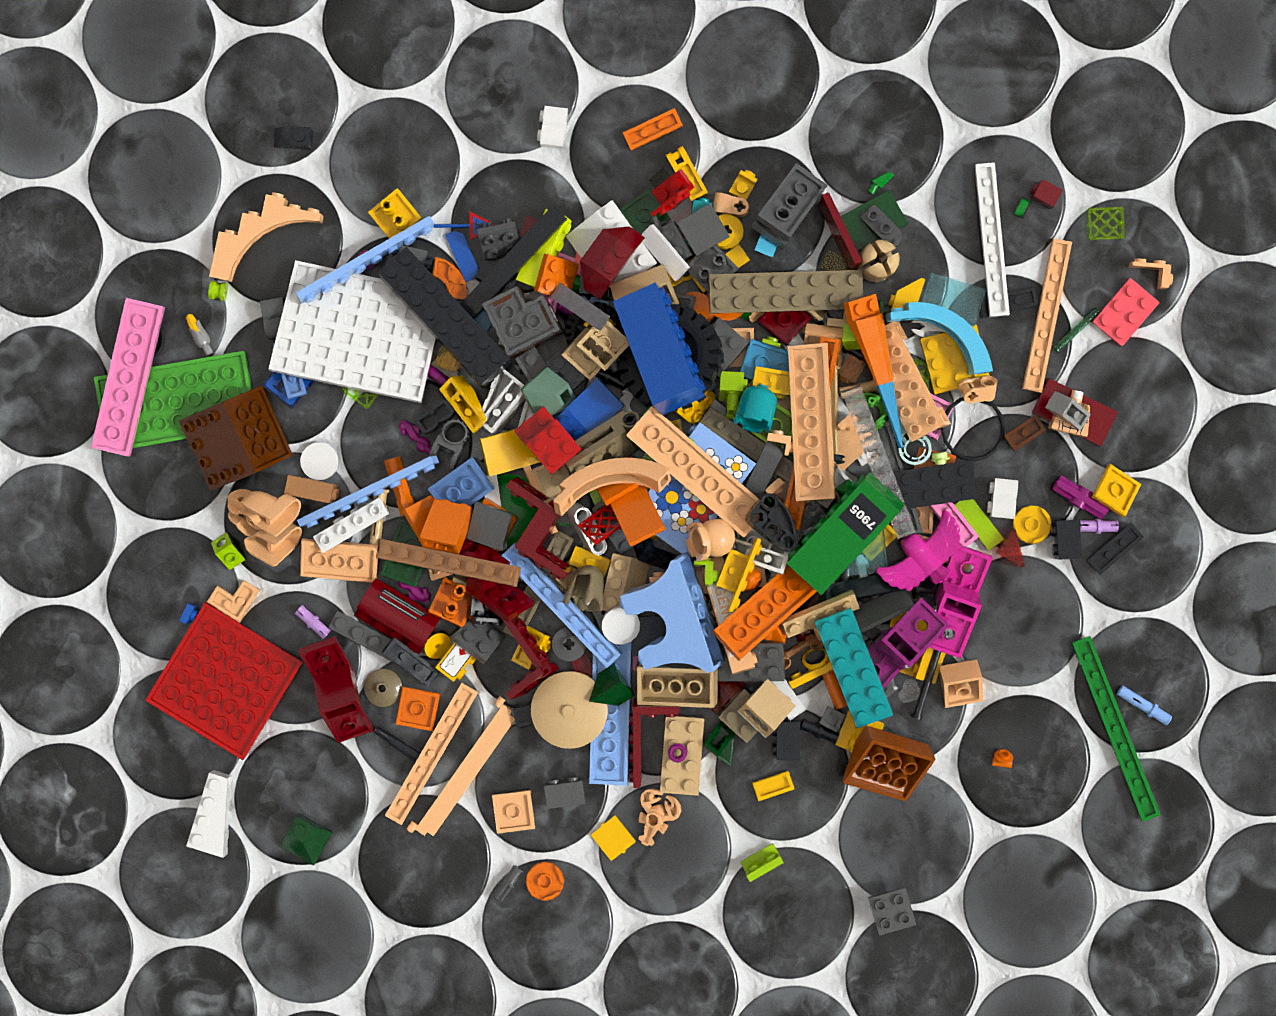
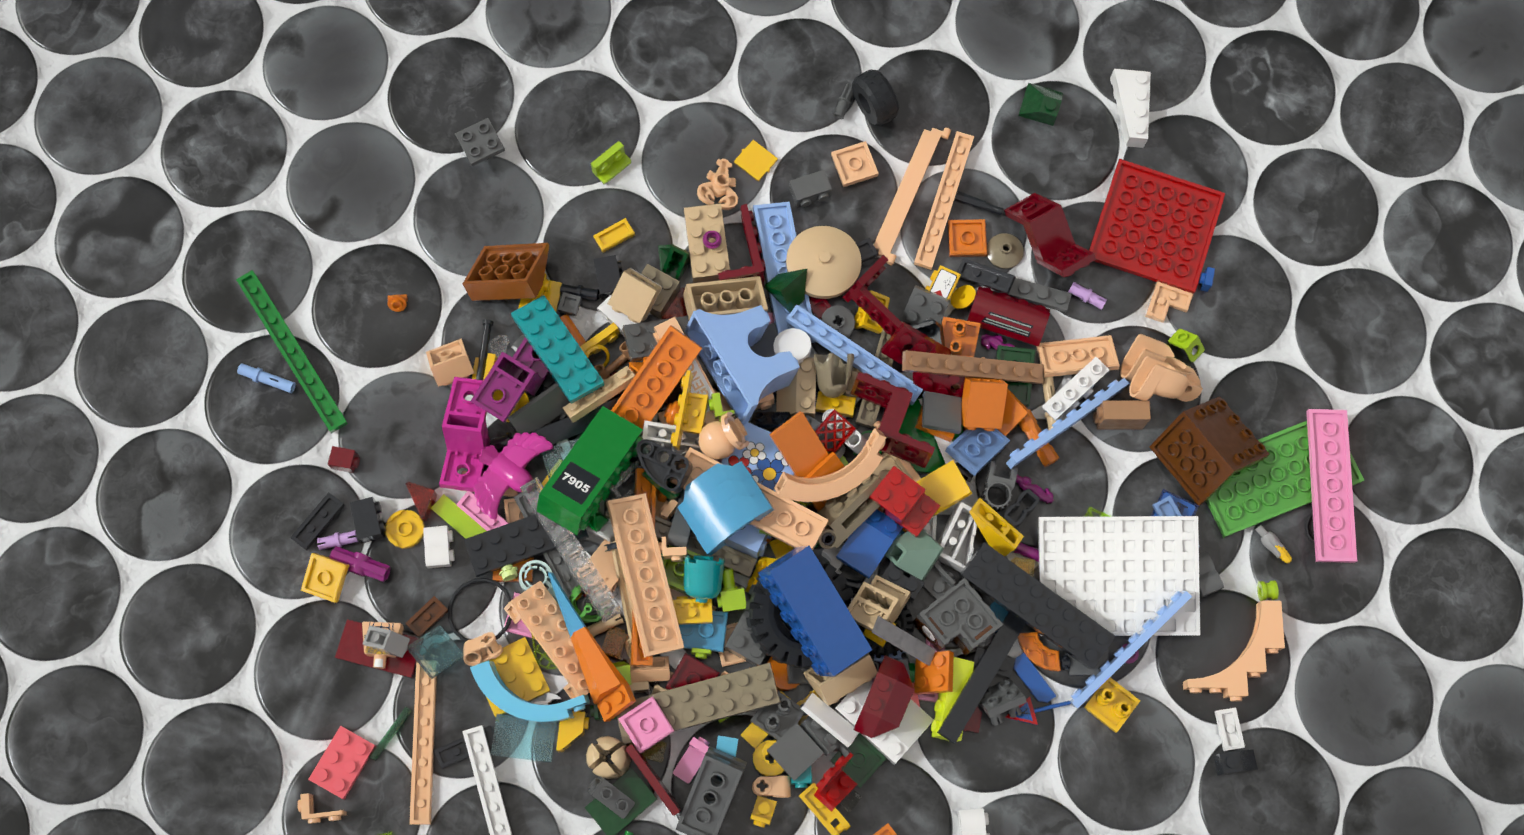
camera: 170 degrees right, 15 degrees down
(291, 169) = (1229, 729): none -> white plate
(319, 461) = (1121, 446): white tile -> none
(477, 876) = (875, 97): none -> black tyre
(545, 881) = (811, 110): orange tile -> none
(723, 472) = (722, 504): none -> dark azure slope
(800, 245) = (691, 759): none -> bright pink bracket
(837, 280) = (646, 724): none -> bright pink tile
(1022, 396) = (435, 652): none -> clear light blue plate
(1080, 604) = (343, 459): none -> dark red brick

